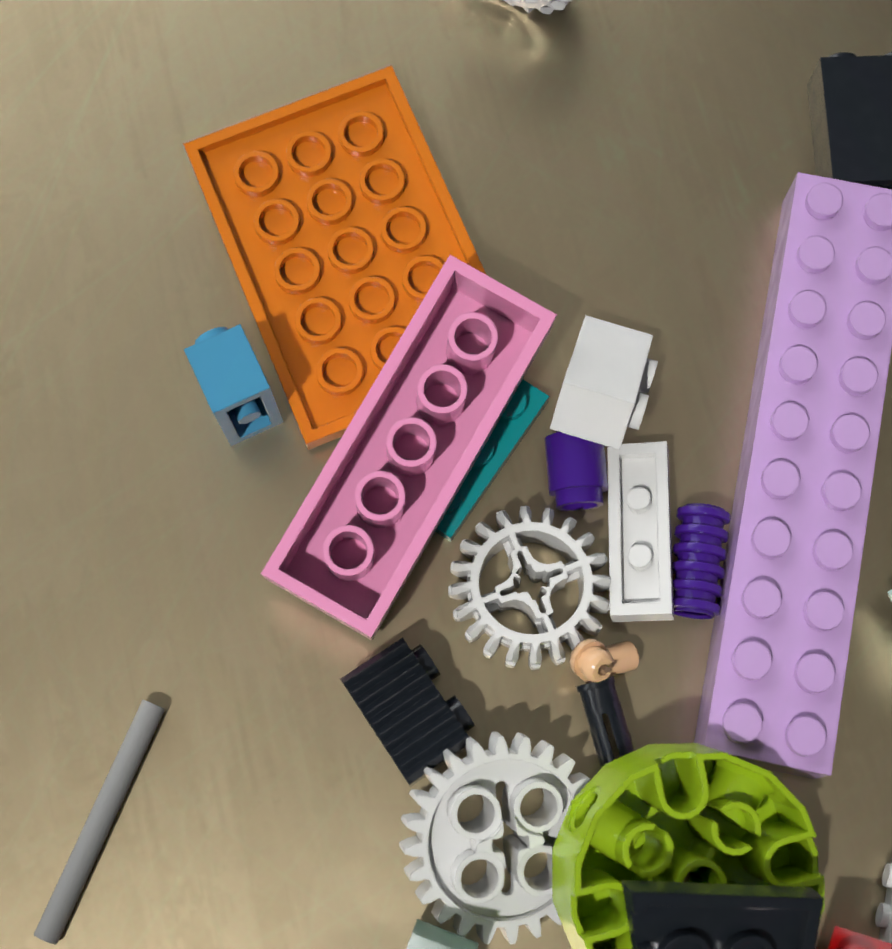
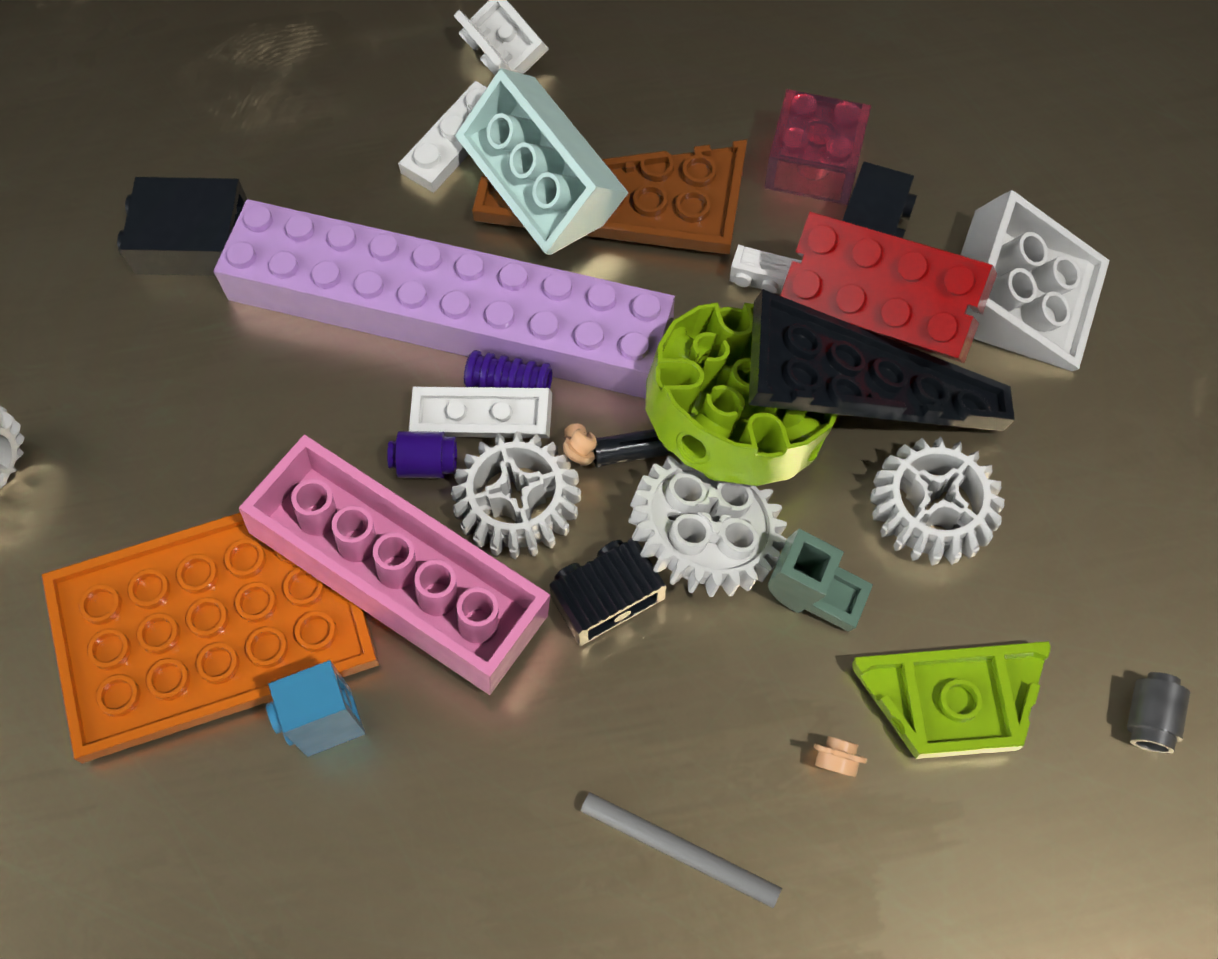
camera: 85 degrees left, 10 degrees down
(605, 383) = (361, 422): white piece -> none

